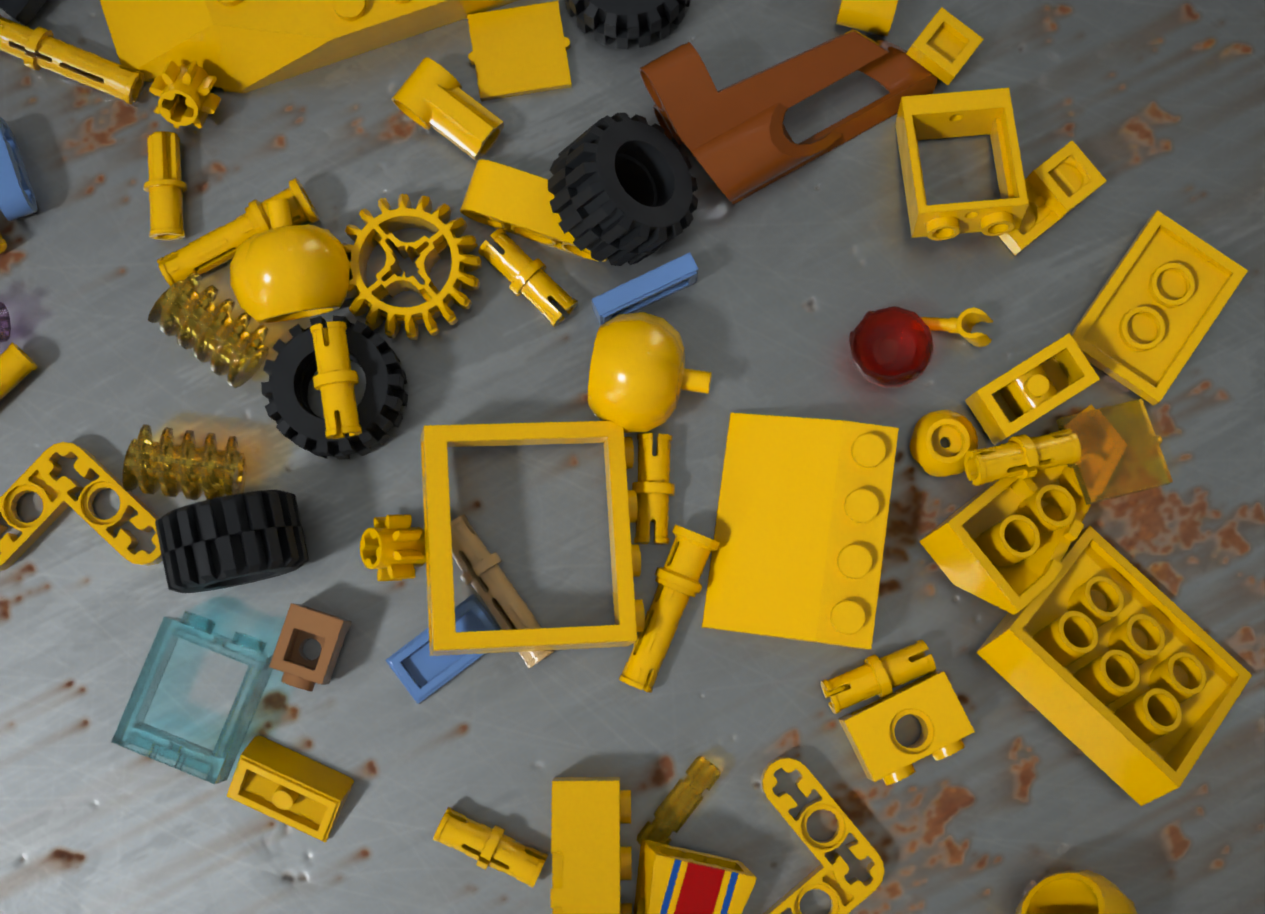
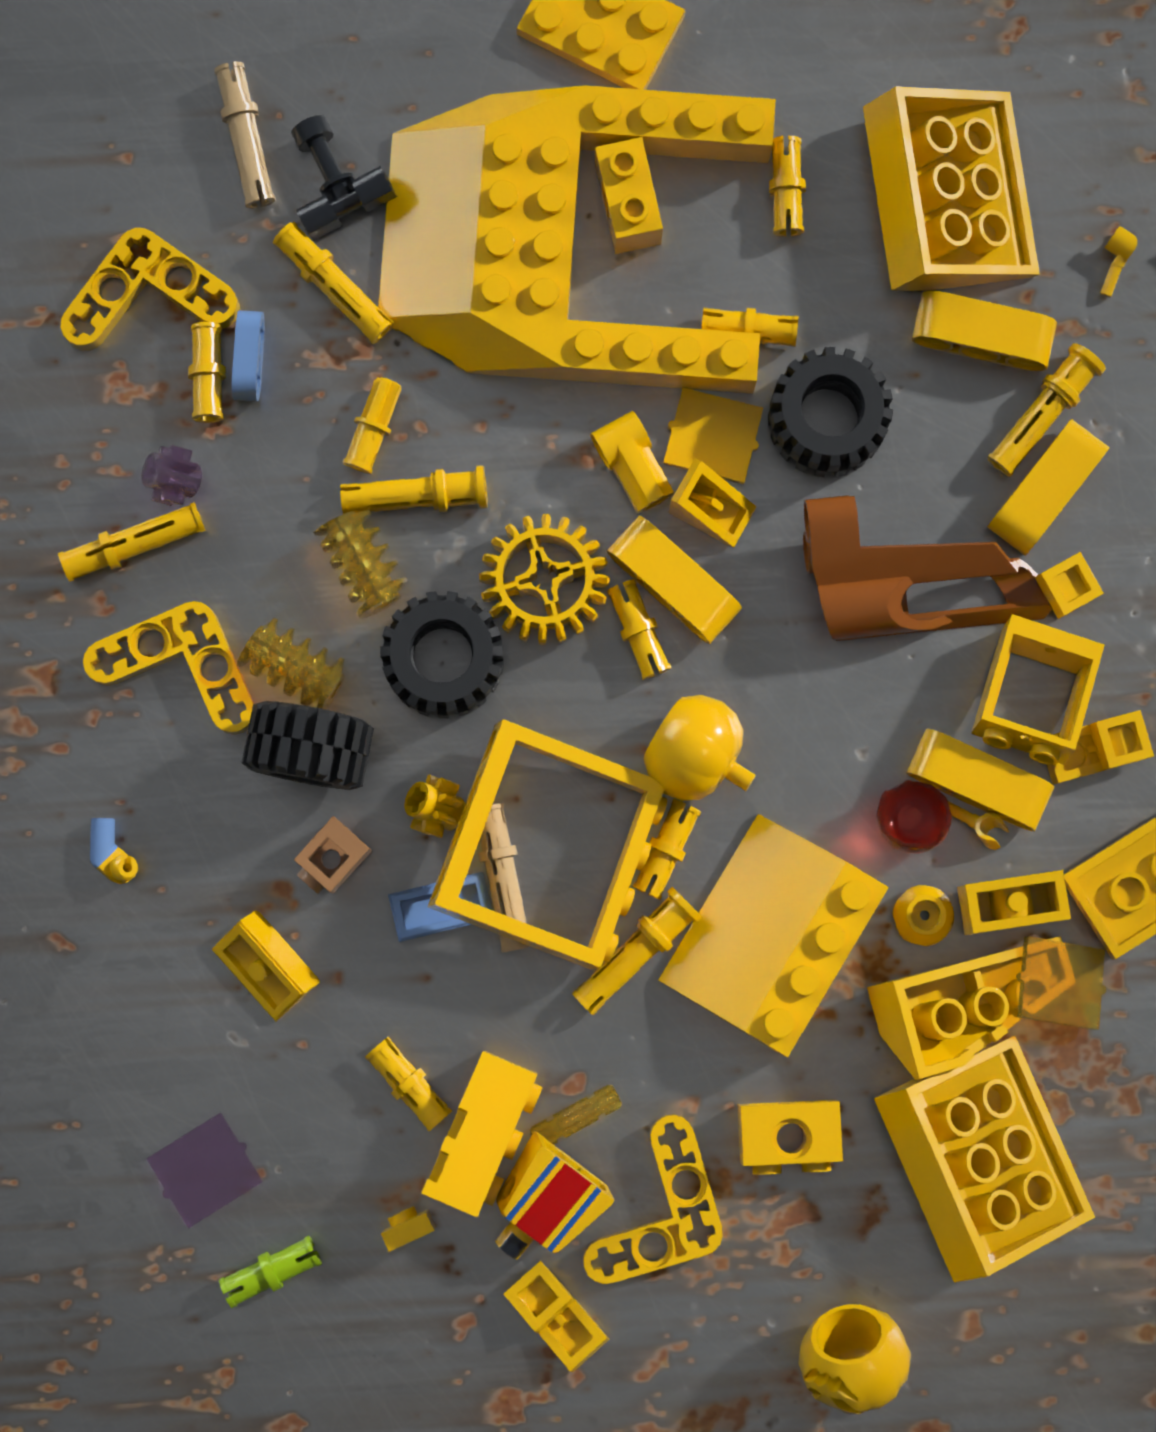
camera: 20 degrees right, 0 degrees up
(76, 747) = (106, 855): none -> arm
(175, 751) = (186, 894): clear light blue window -> none
(185, 94) = (421, 357): yellow gear -> none
(289, 270) = (447, 541): yellow piece -> none
(335, 380) = (448, 651): yellow pin -> none
(542, 116) = (711, 504): none -> yellow slope
(623, 189) = (720, 600): black tyre -> none
(646, 289) = (731, 682): medium blue tile -> none
(878, 676) = (785, 1083): yellow pin -> none
(941, 279) = (980, 779): none -> yellow beam
(1022, 456) = (979, 954): yellow pin -> none

